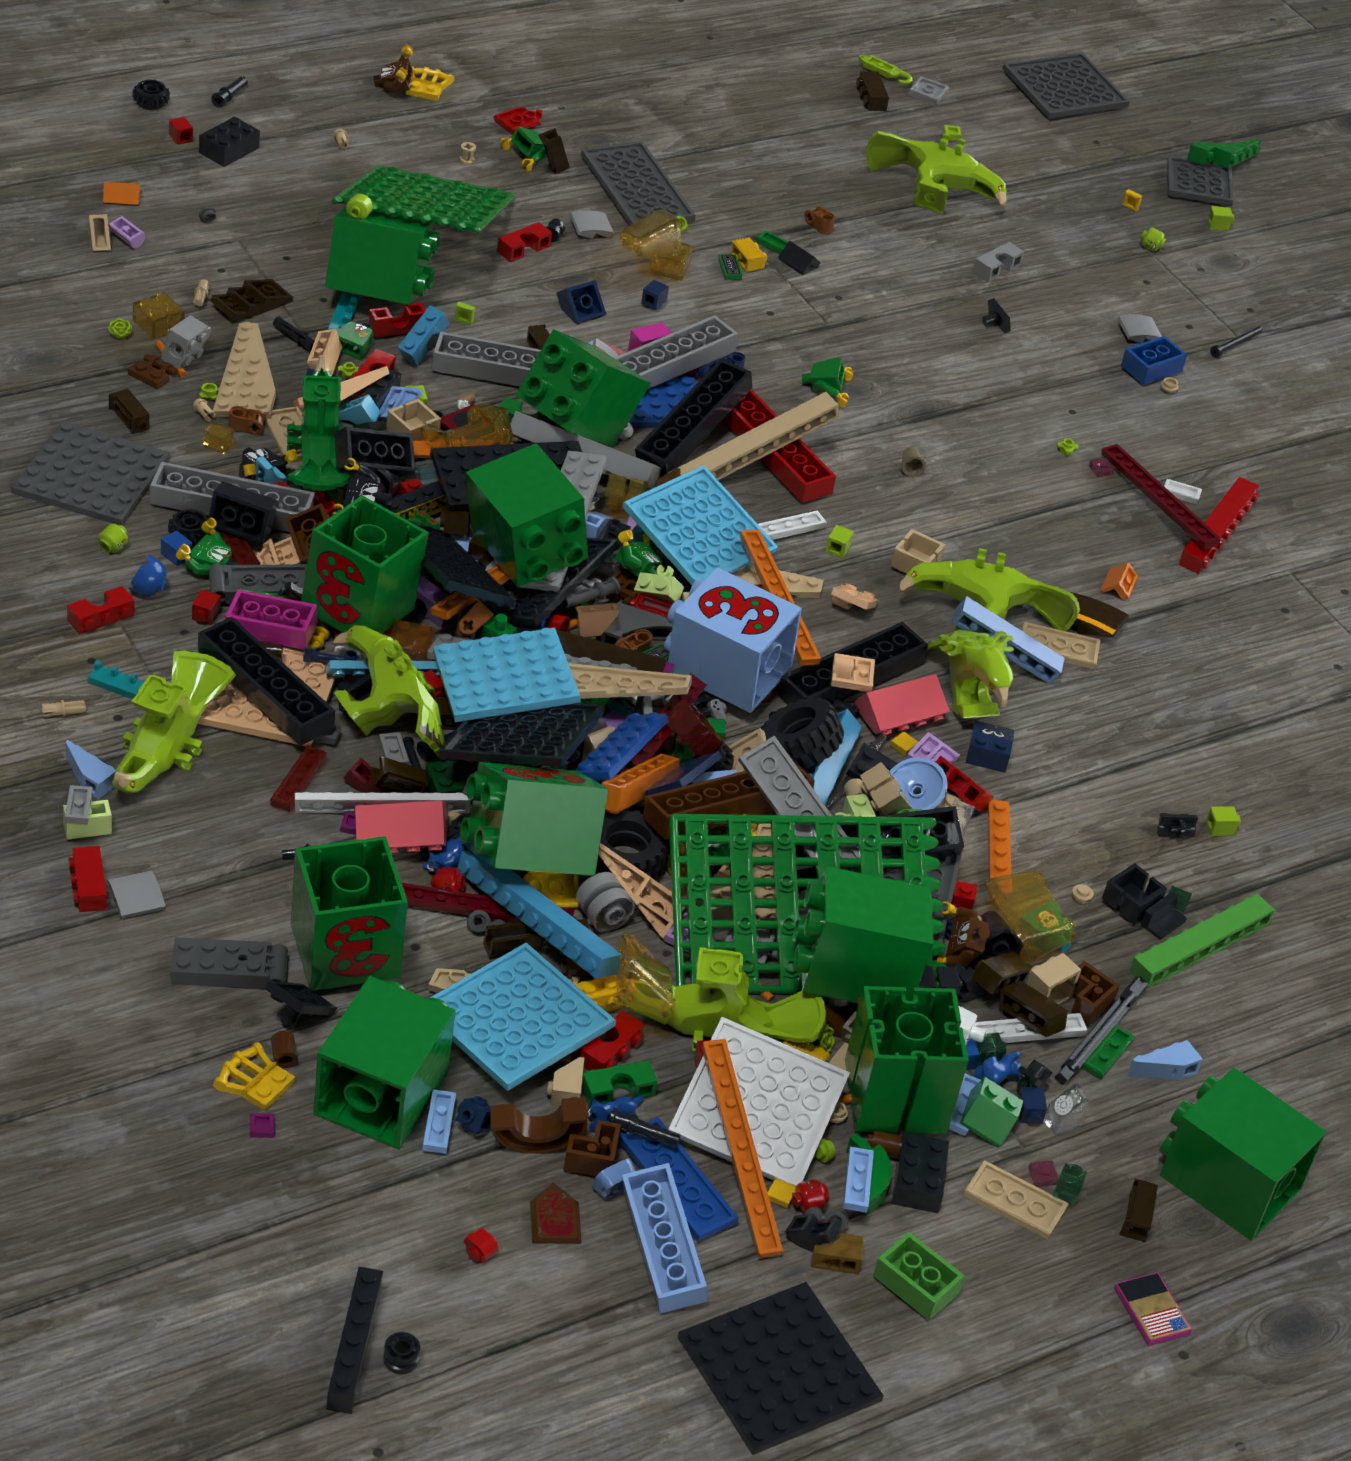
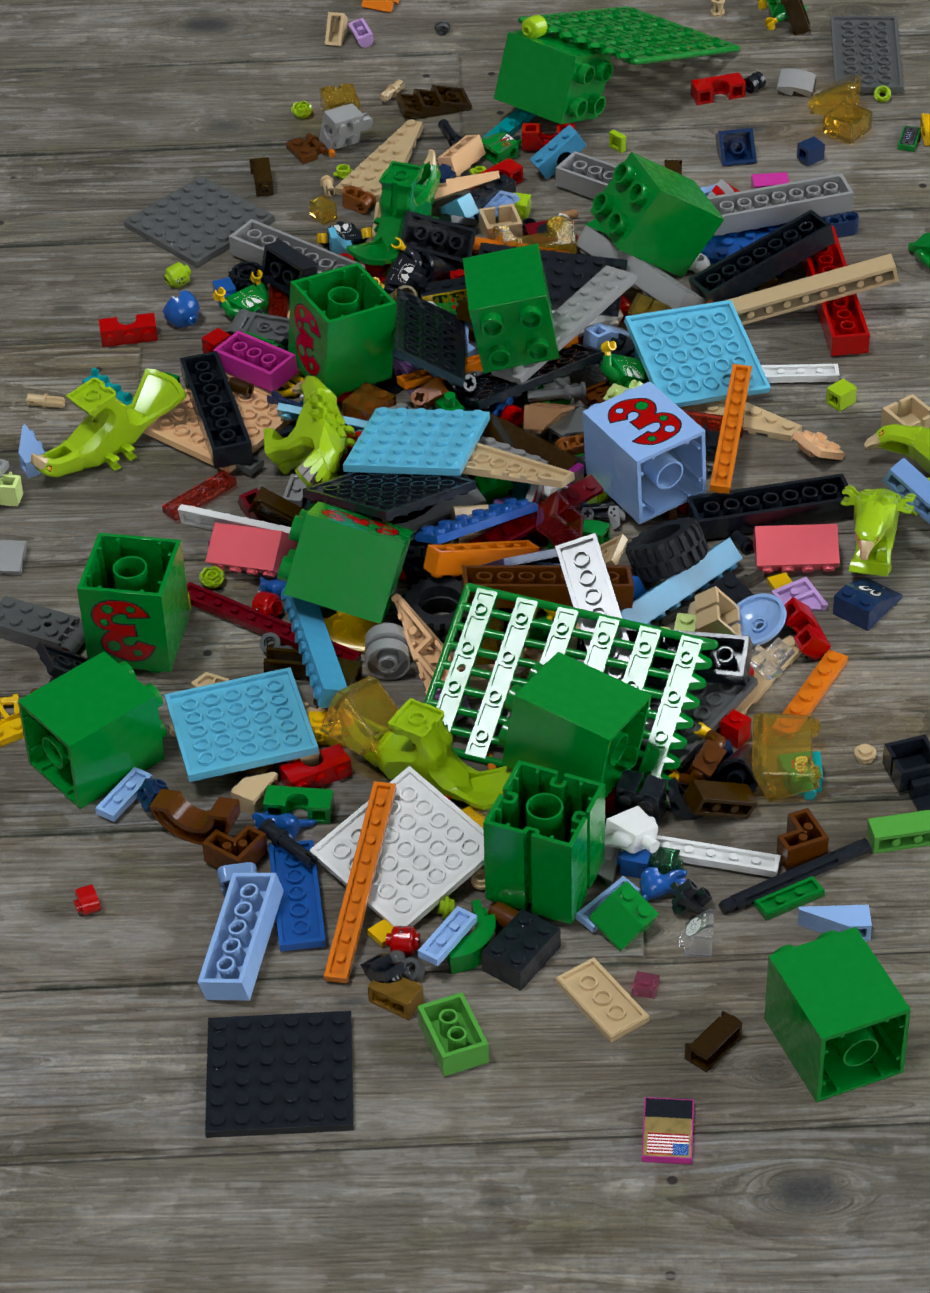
camera: 35 degrees right, 0 degrees up
(555, 1217) = (171, 897): reddish brown tile -> none
(853, 672) = (754, 506): light nougat plate -> none
(1033, 1008) = (729, 837): dark brown brick -> none
(1033, 1106) = (672, 922): dark blue brick -> none
(1055, 978) = (763, 820): tan piece -> none
(1070, 1183) = (657, 998): clear green brick -> none

